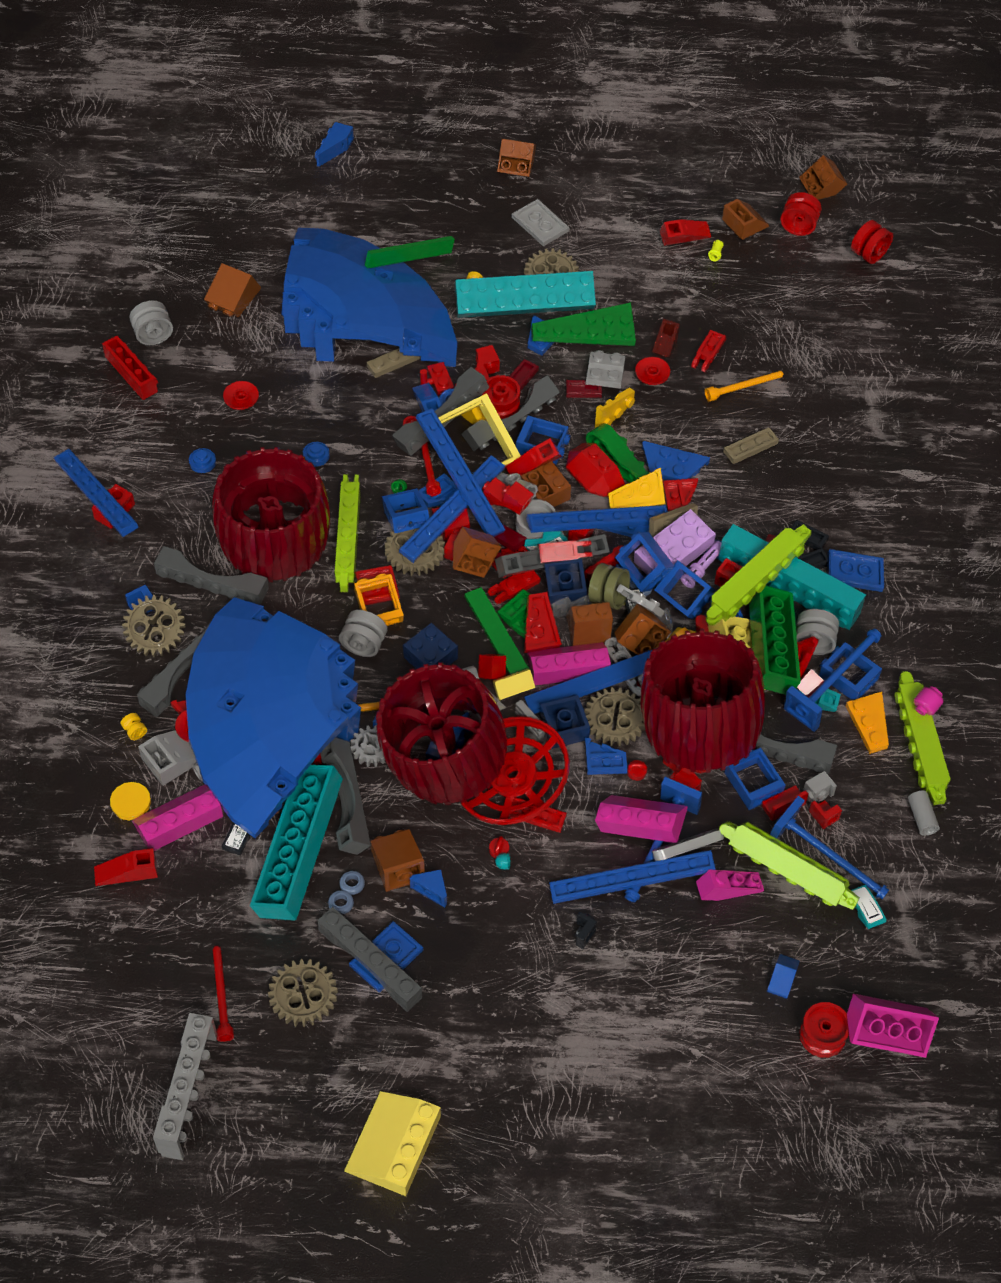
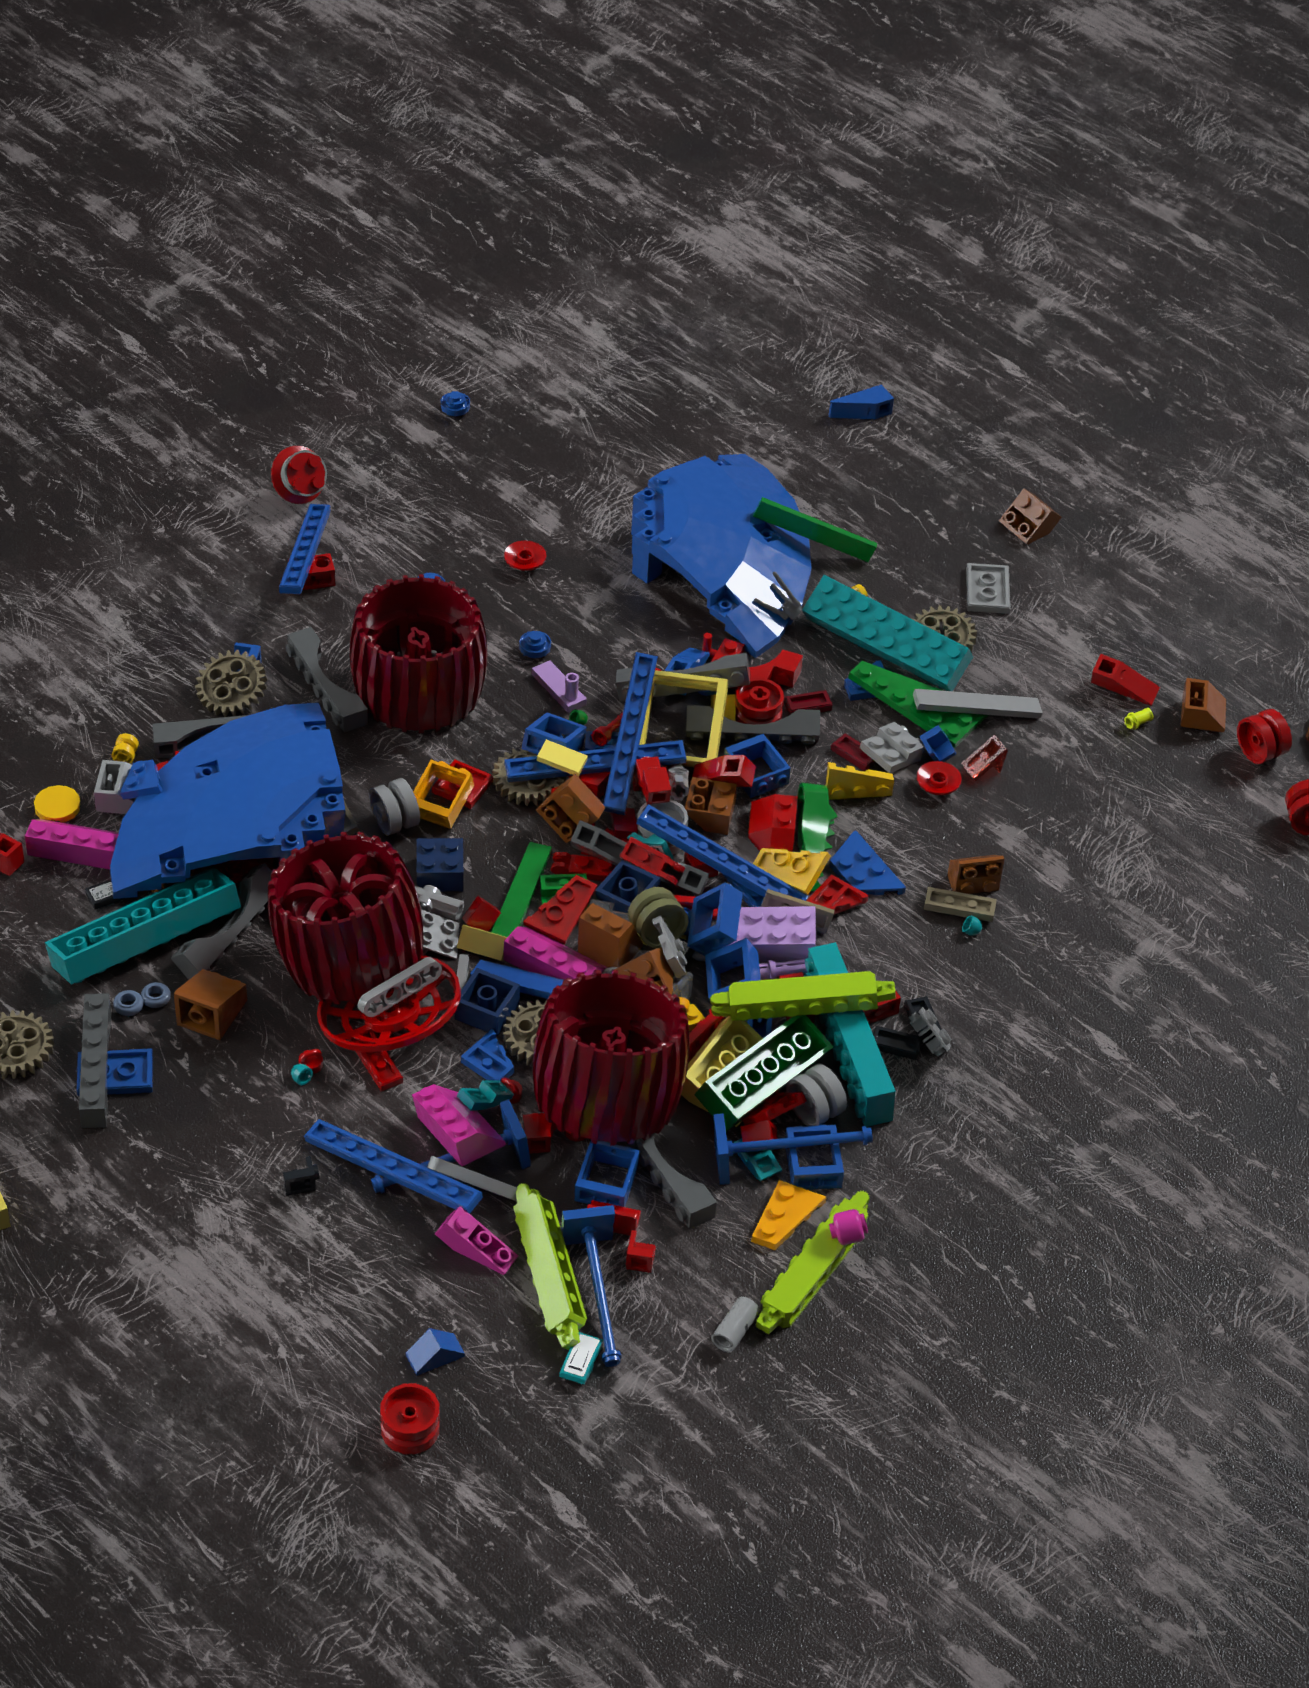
camera: 40 degrees right, 10 degrees down
(30, 440) = (298, 474): none -> red piece
(70, 316) = (455, 403): none -> blue plate
(130, 367) = (453, 473): red brick -> none
(151, 322) = (512, 447): light grey wheel -> none
(186, 740) = (141, 780): none -> blue wing
(231, 291) = (616, 467): dark orange slope -> none
(347, 532) = (486, 720): lime hinge -> none
(368, 474) = (561, 687): none -> lavender piece
(389, 362) = (694, 615): dark tan plate -> none
(430, 885) = (217, 1045): blue slope -> none
(435, 521) = (562, 758): none -> light yellow tile
(449, 316) = (790, 607): none -> dark grey plant
(514, 754) = (424, 973): none -> light grey beam
(623, 305) = (977, 703): none -> light grey tile
(630, 349) = (938, 744): none -> blue panel
(634, 785) = (486, 1096): none -> teal slope
(709, 349) = (1020, 797): red hinge -> none
(713, 393) = (978, 836): light orange piece -> none
(741, 418) = (976, 874): none -> dark orange slope
(769, 453) = (972, 925): none -> teal hinge
(820, 787) = (658, 1227): light grey brick -> none
(829, 539) = (942, 1037): none -> light grey hinge
(857, 569) = (932, 1079): blue tile -> none
(890, 1025) = (469, 1459): dark pink slope -> none

